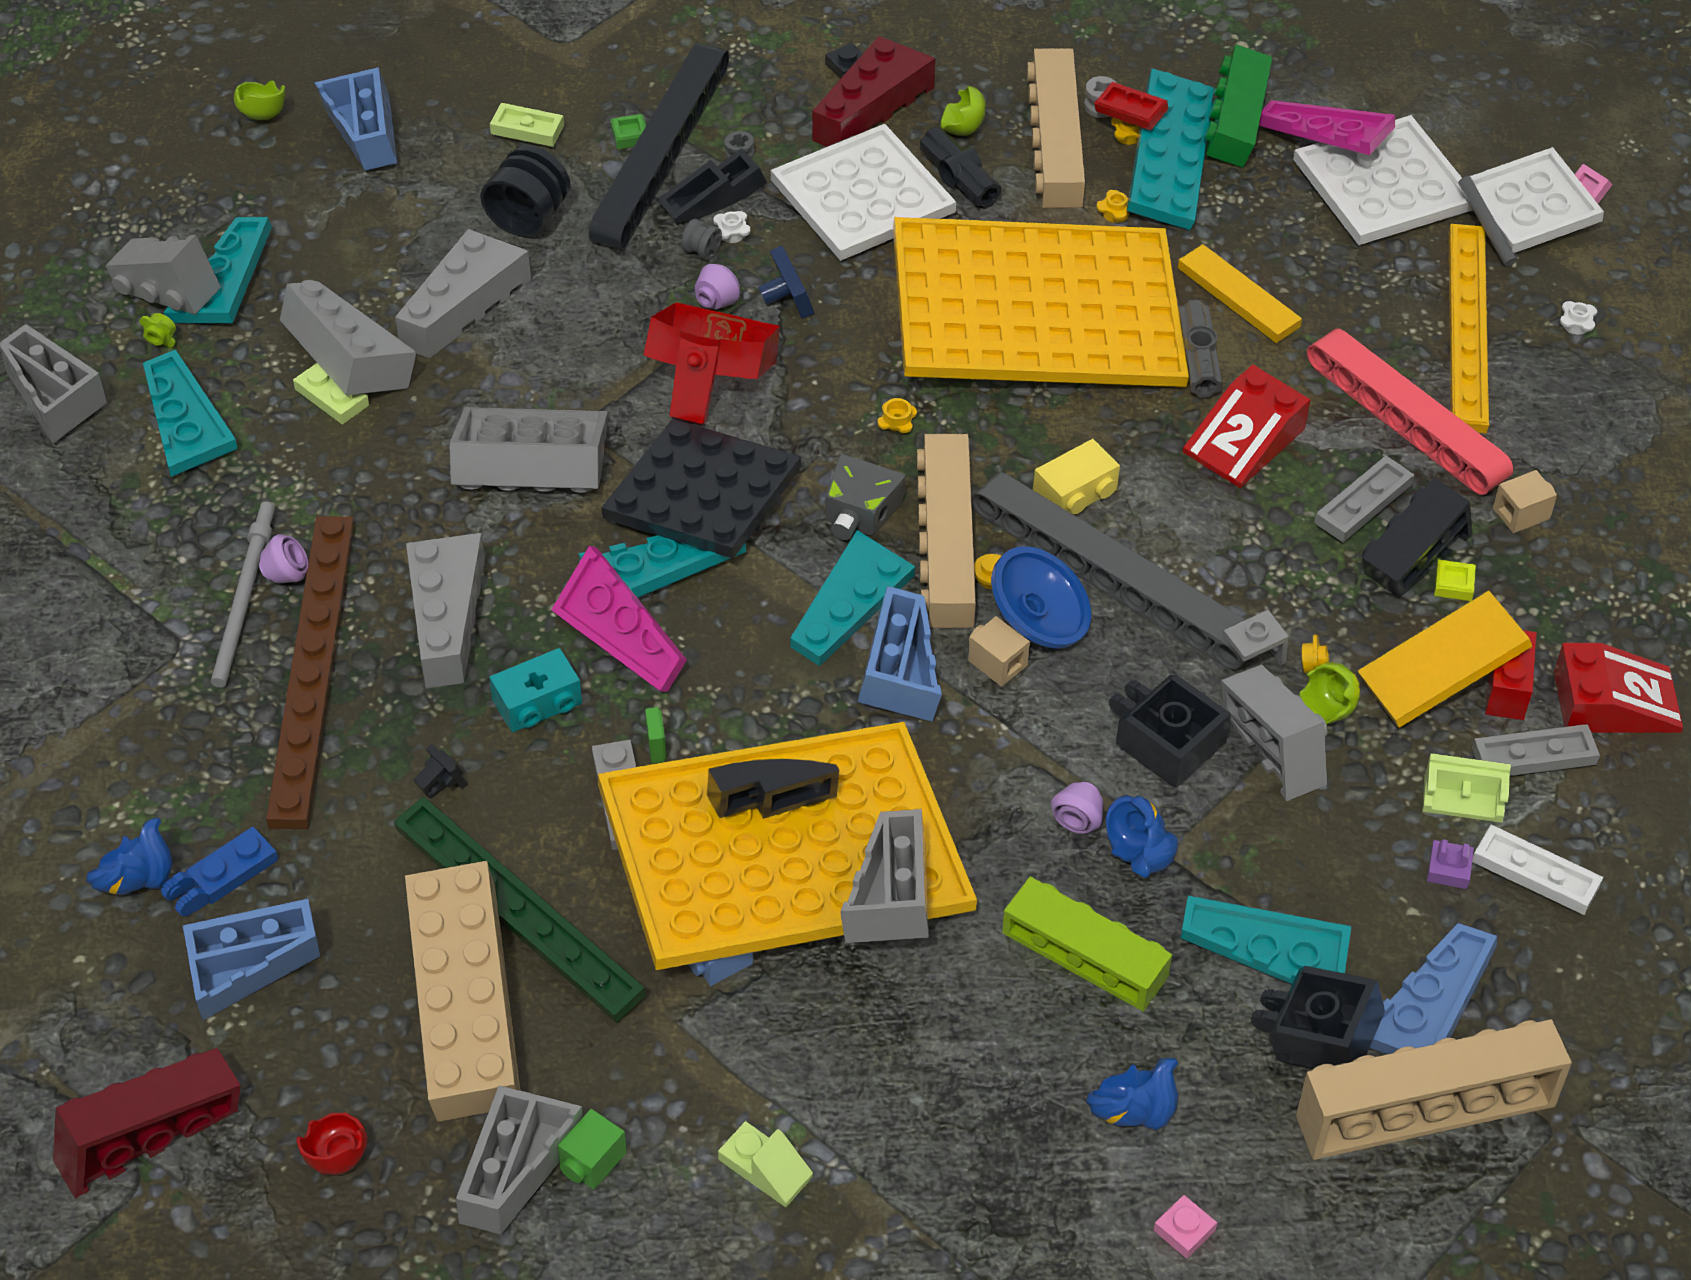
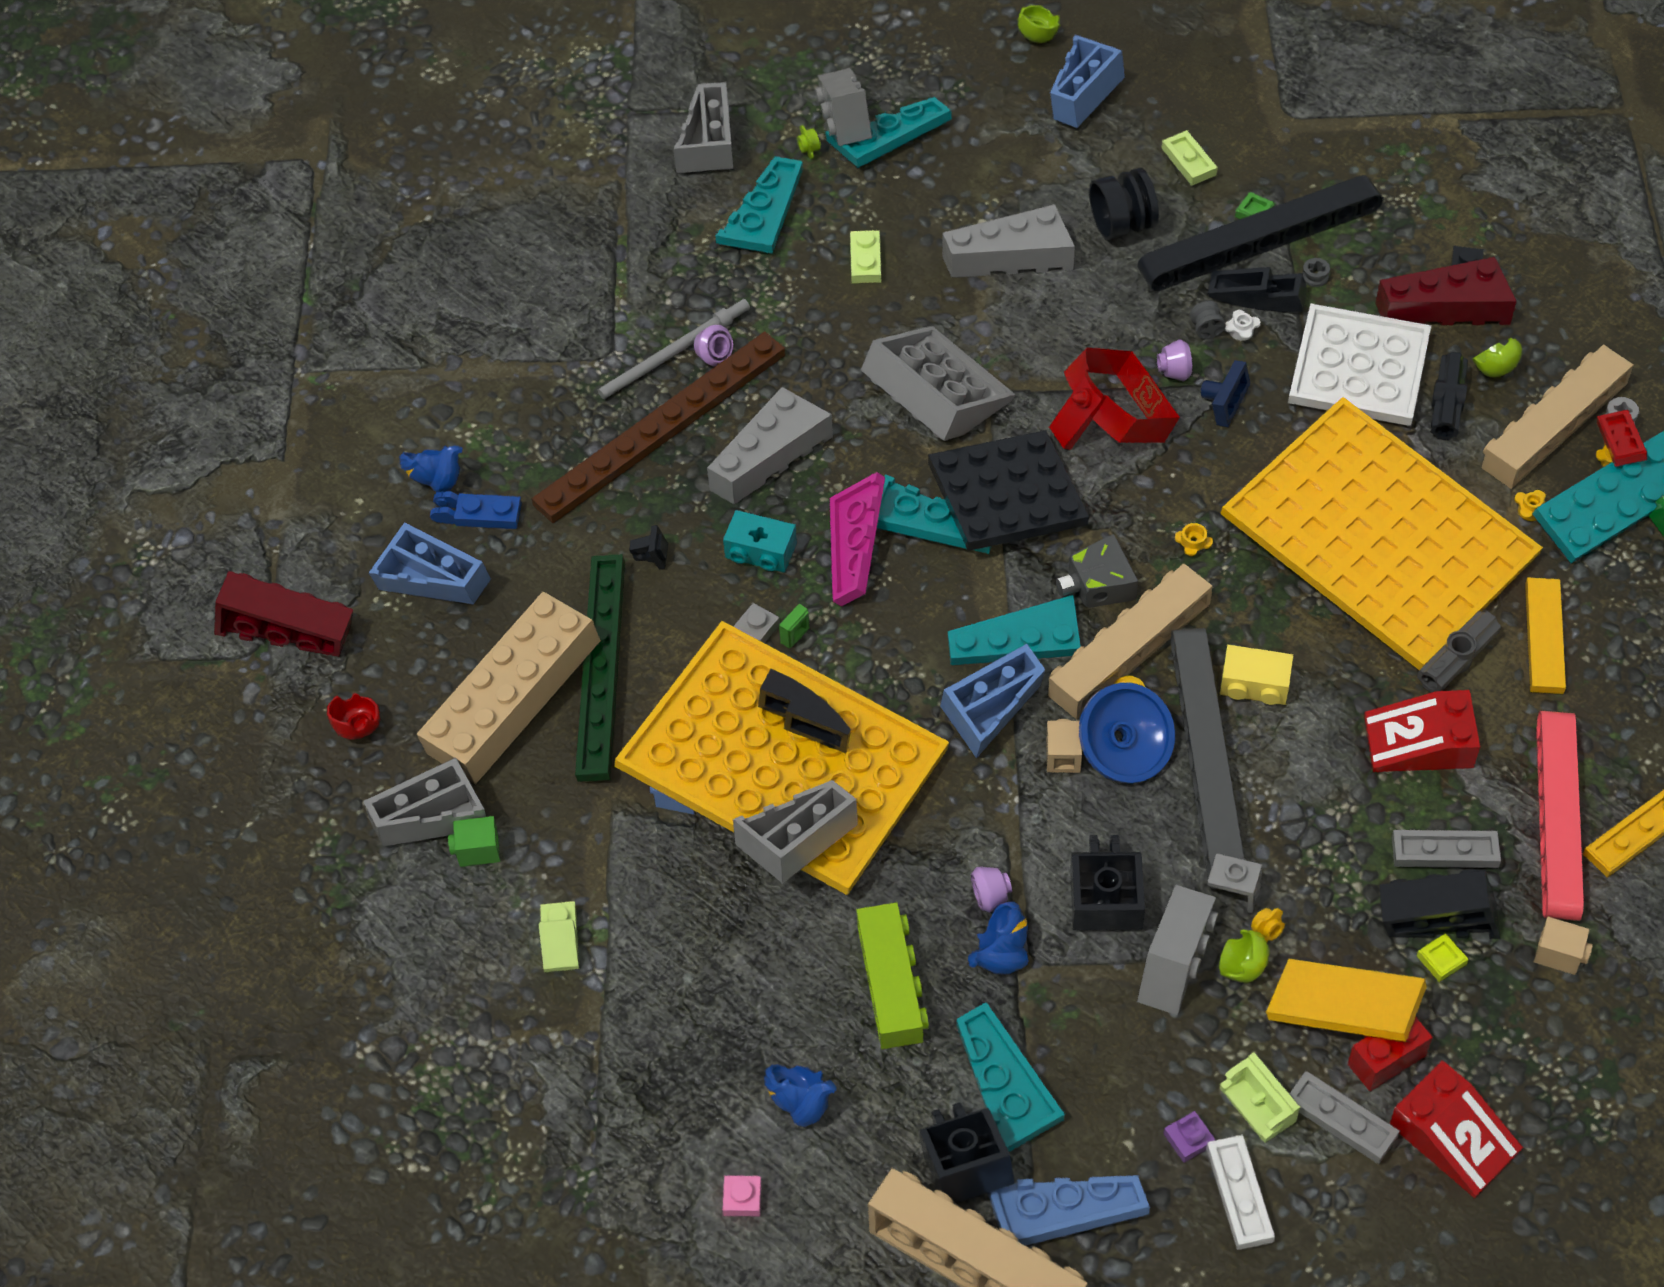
camera: 50 degrees right, 5 degrees up
(345, 341) = (901, 229): light grey wedge -> none

